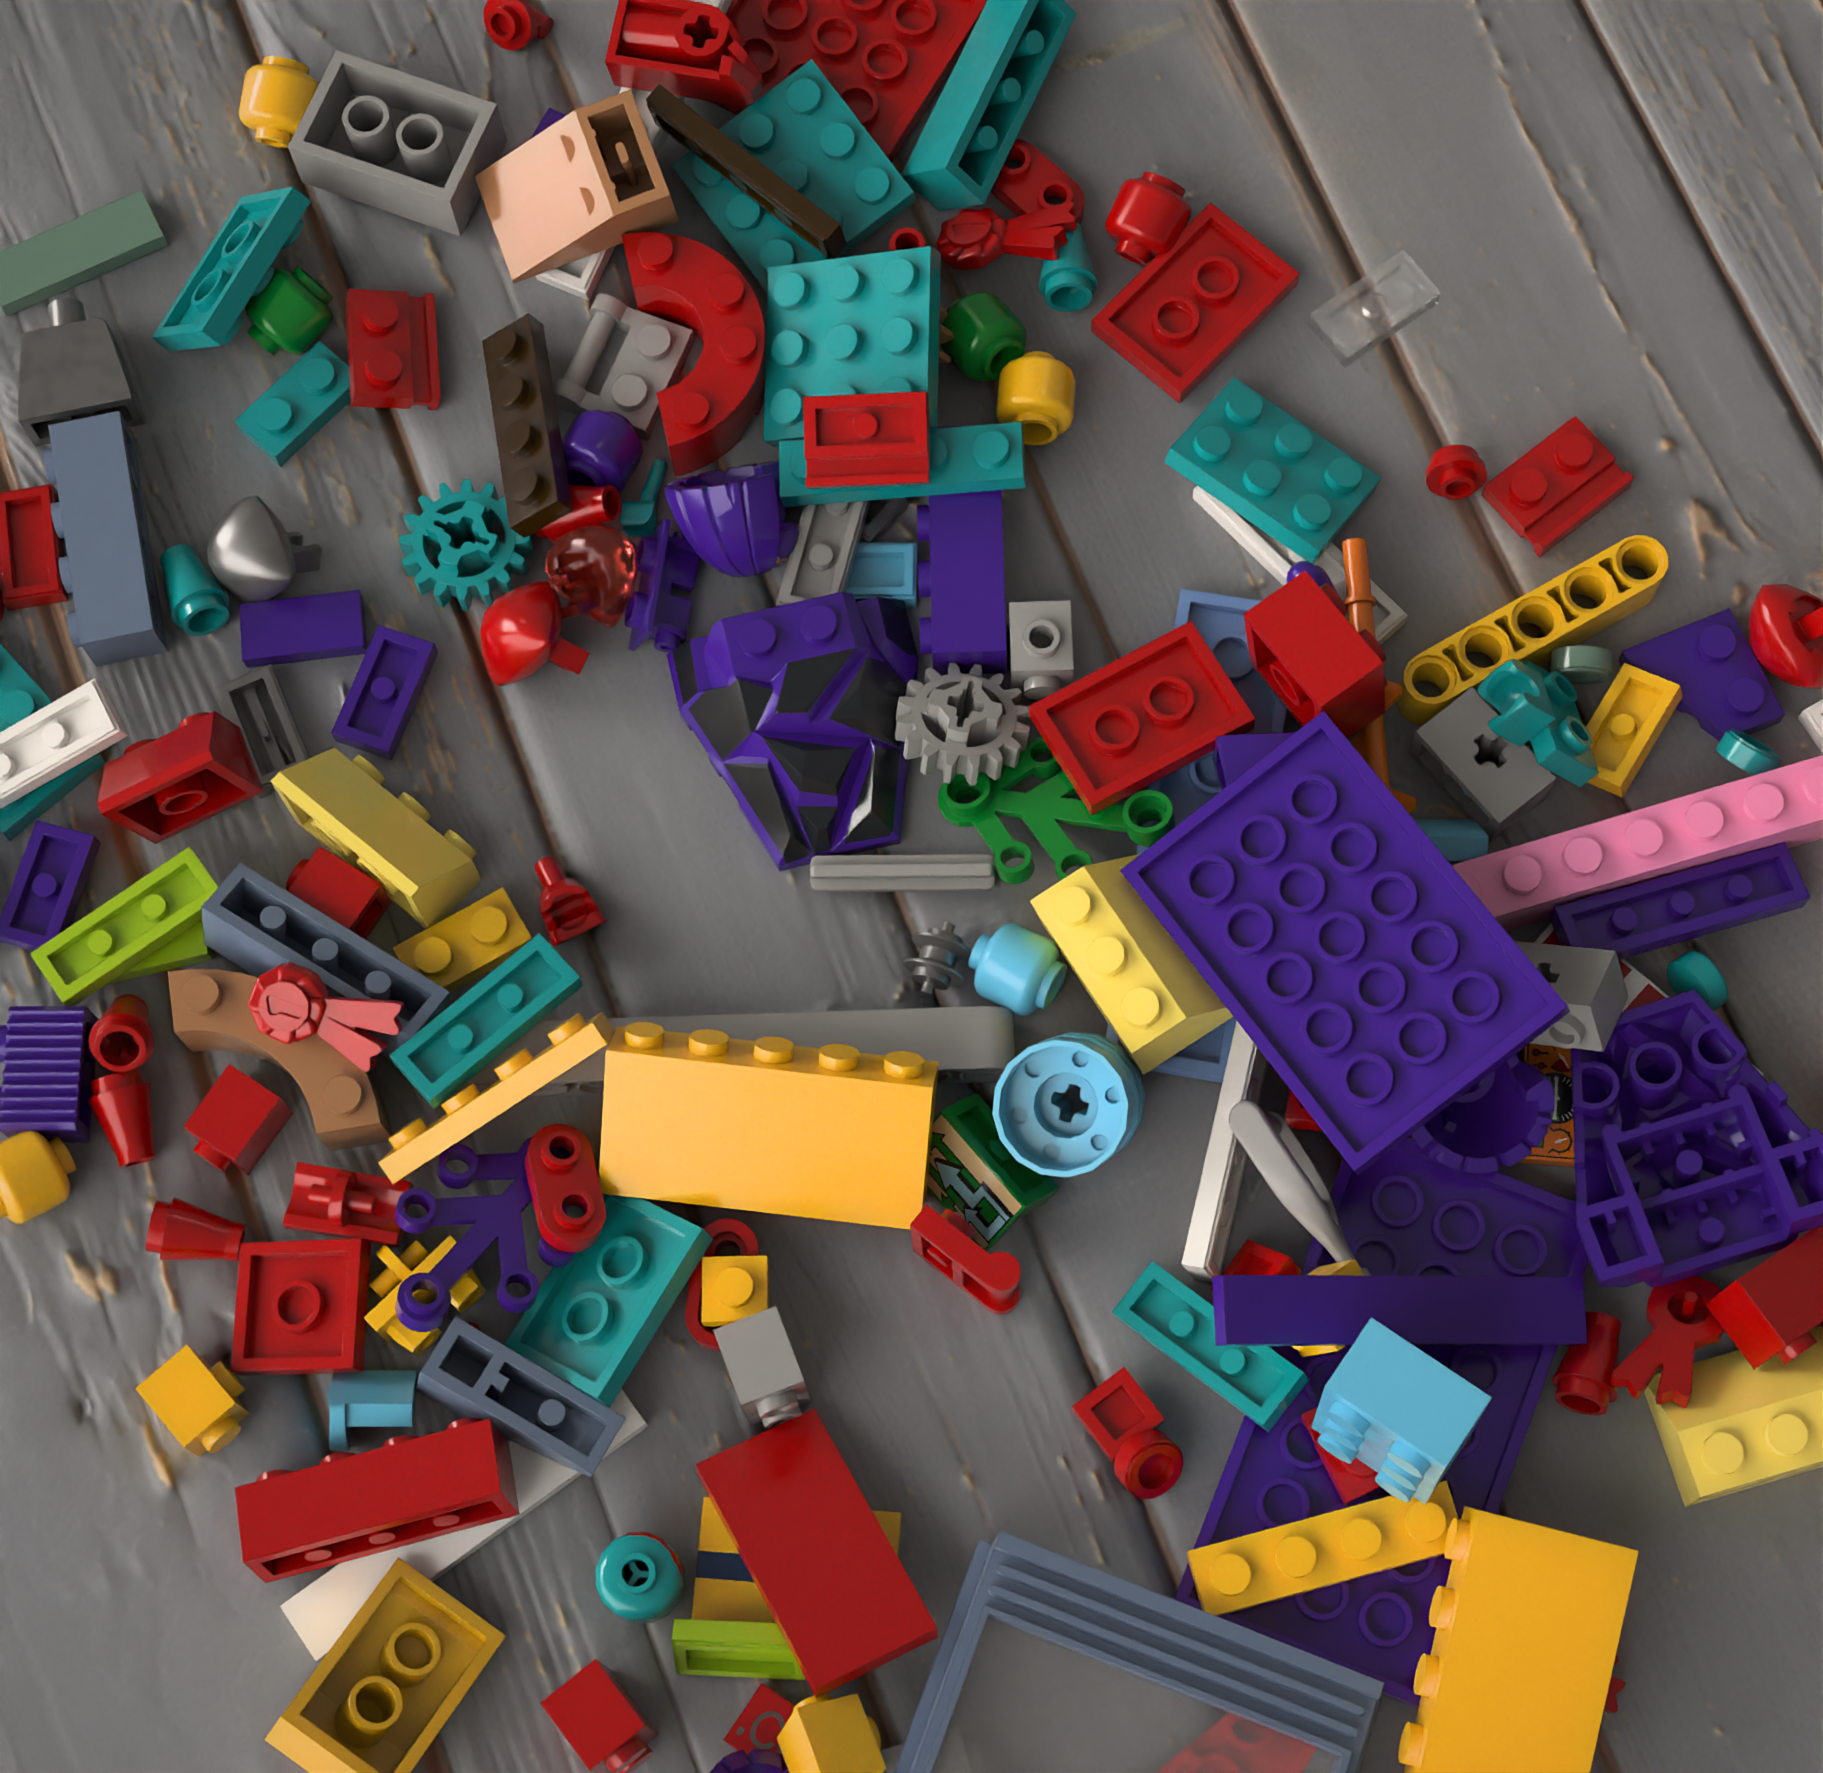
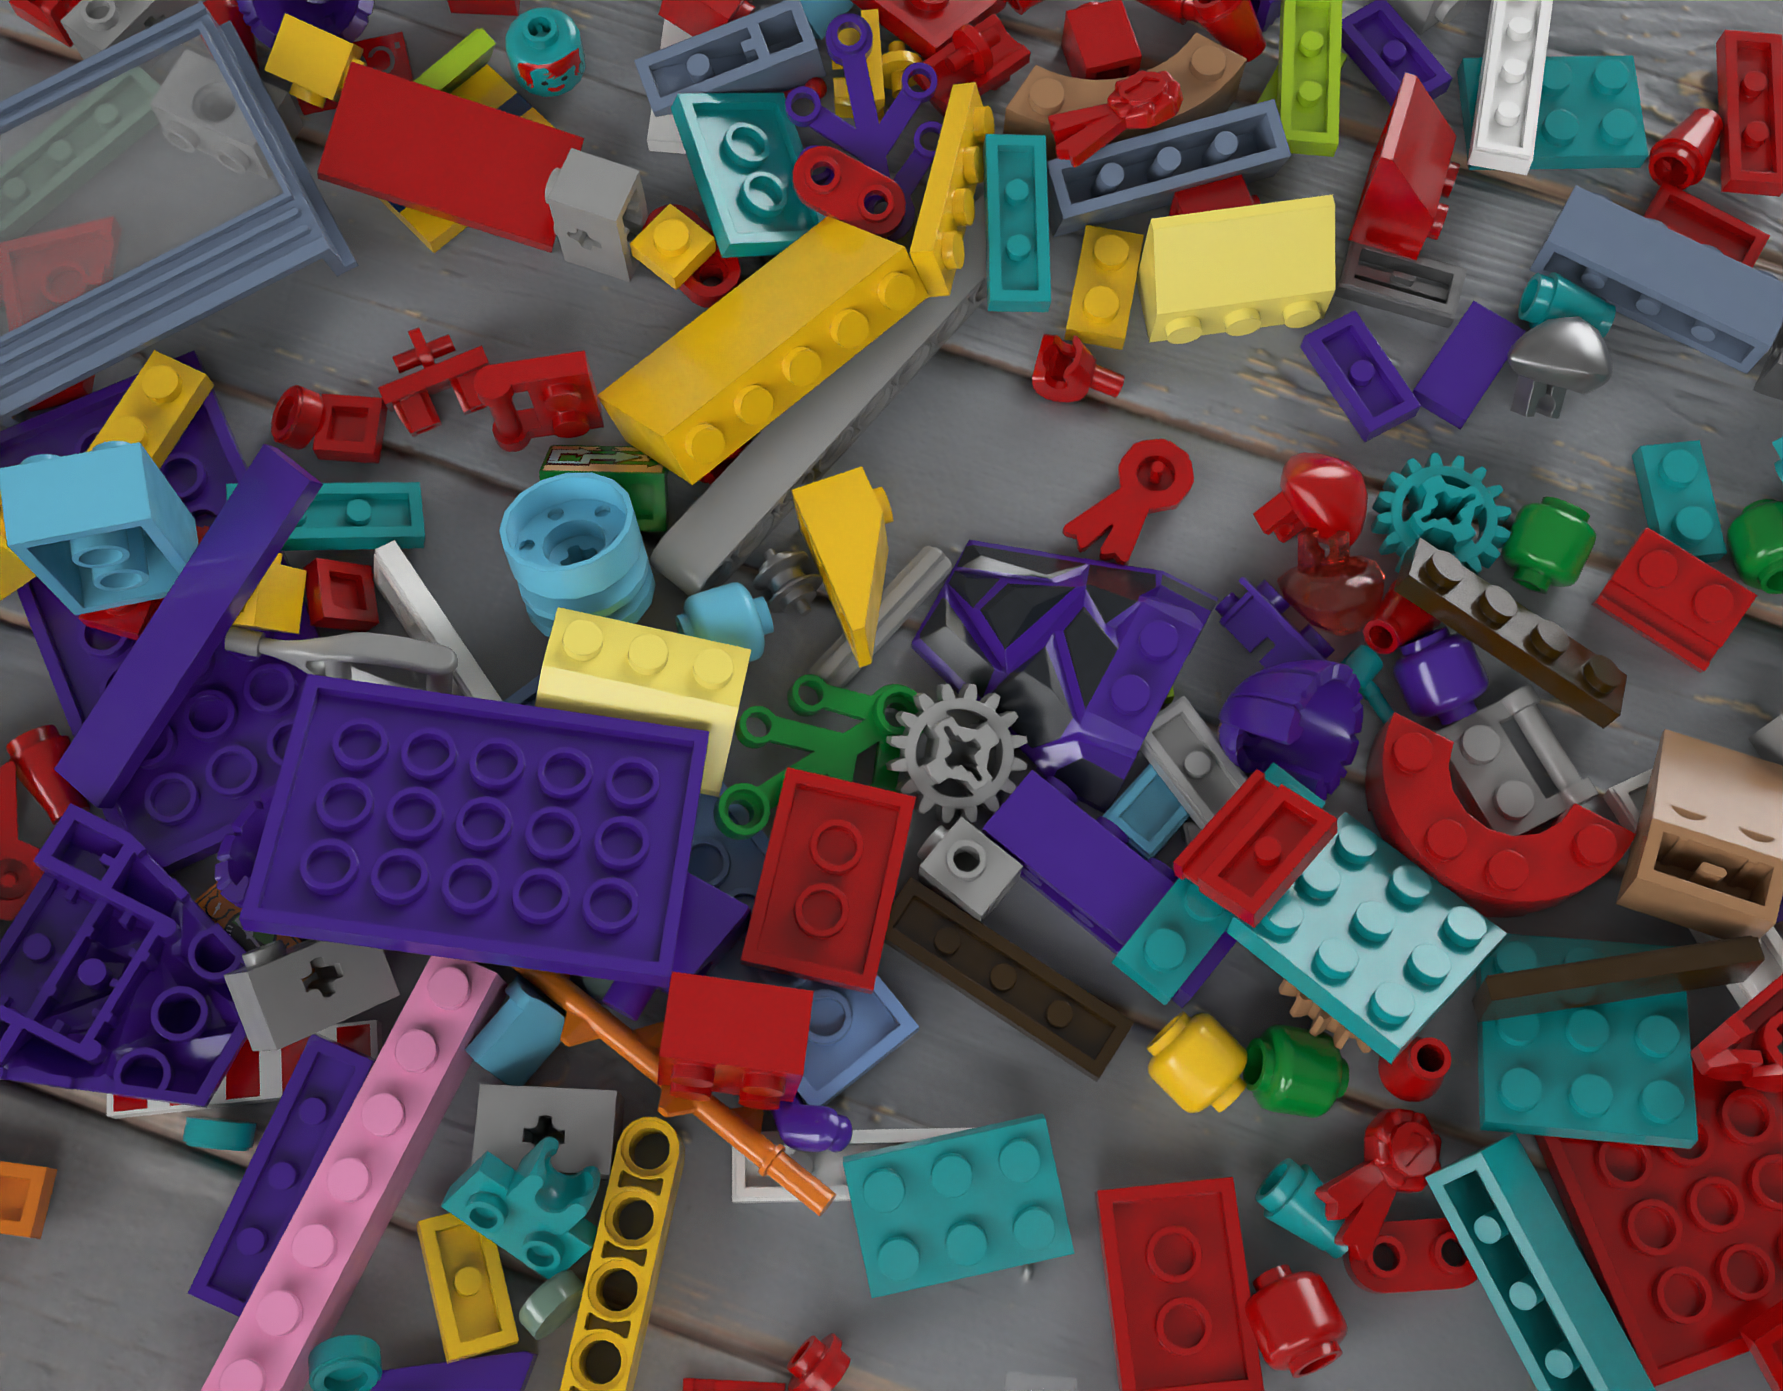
camera: 125 degrees right, 0 degrees up
(421, 456) = (1548, 544): none -> green head
(608, 774) = (1152, 479): none -> red piece
(872, 929) = (849, 546): none -> yellow slope
(1015, 1386) = (412, 393): none -> red hips
(1091, 558) = (1005, 980): none -> dark brown plate

